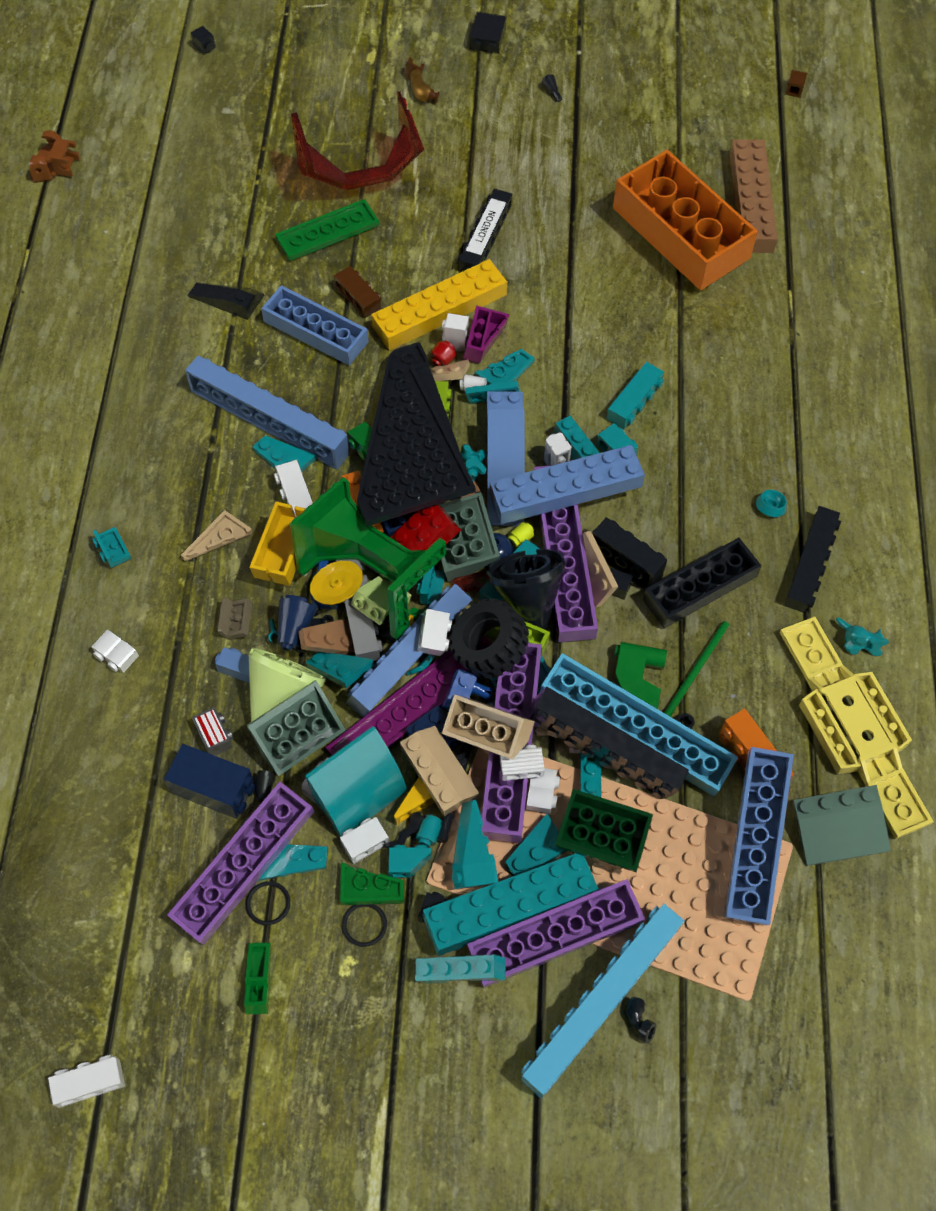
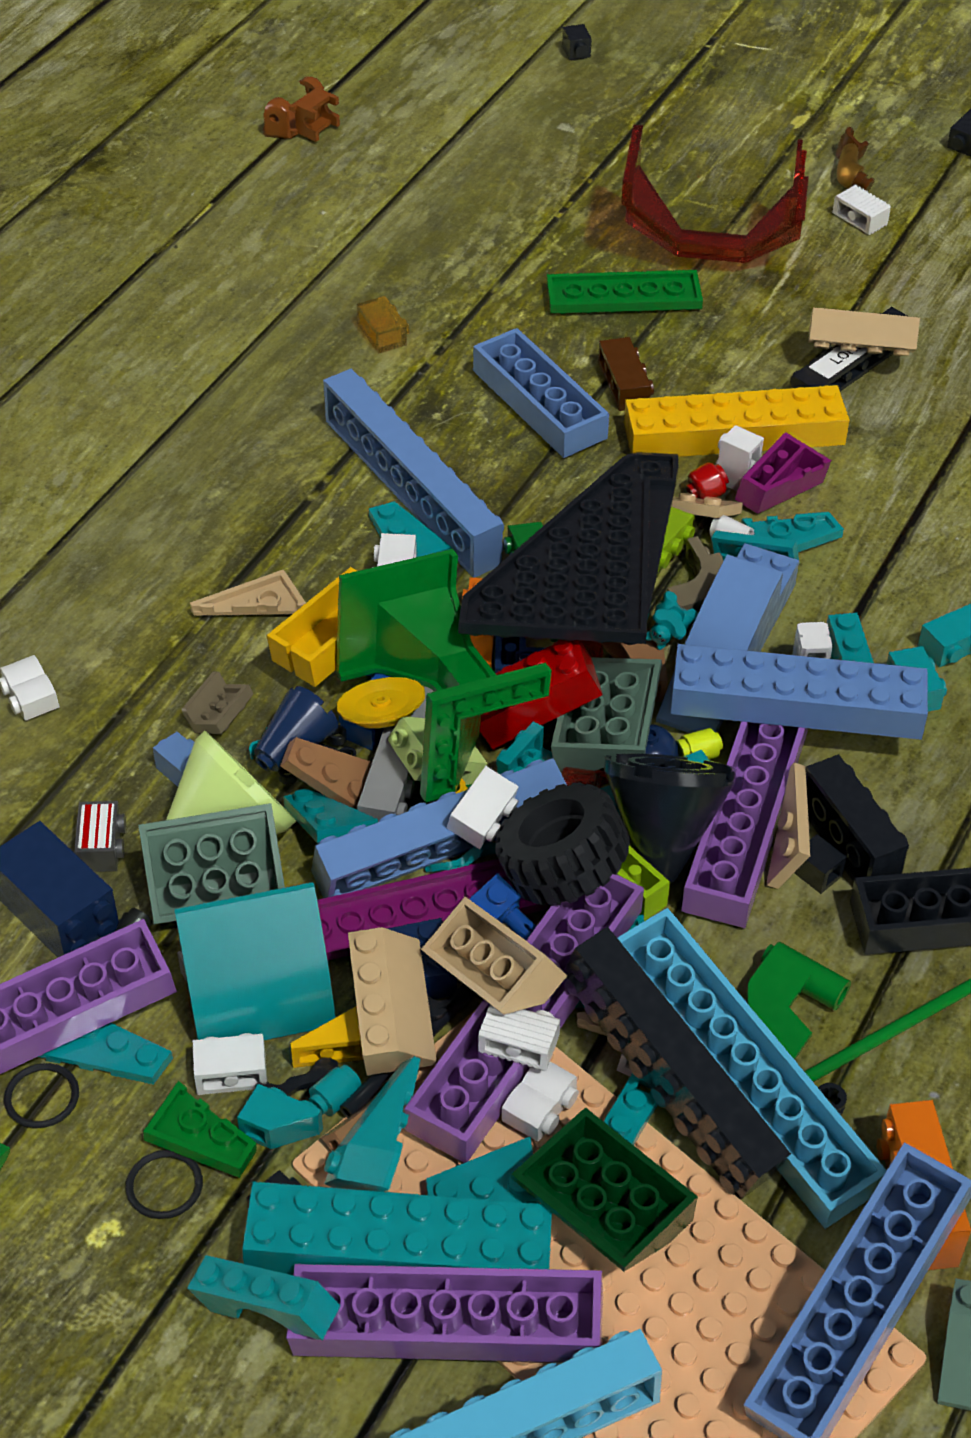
camera: 25 degrees right, 15 degrees down
(112, 547) = (103, 562): teal bracket -> none
(191, 308) = (382, 324): none -> clear yellow brick
(232, 299) = (442, 331): black wedge -> none
(441, 117) = (861, 209): none -> white brick
(475, 419) = (704, 567): none -> dark tan arch
(488, 215) = (863, 330): none -> tan slope

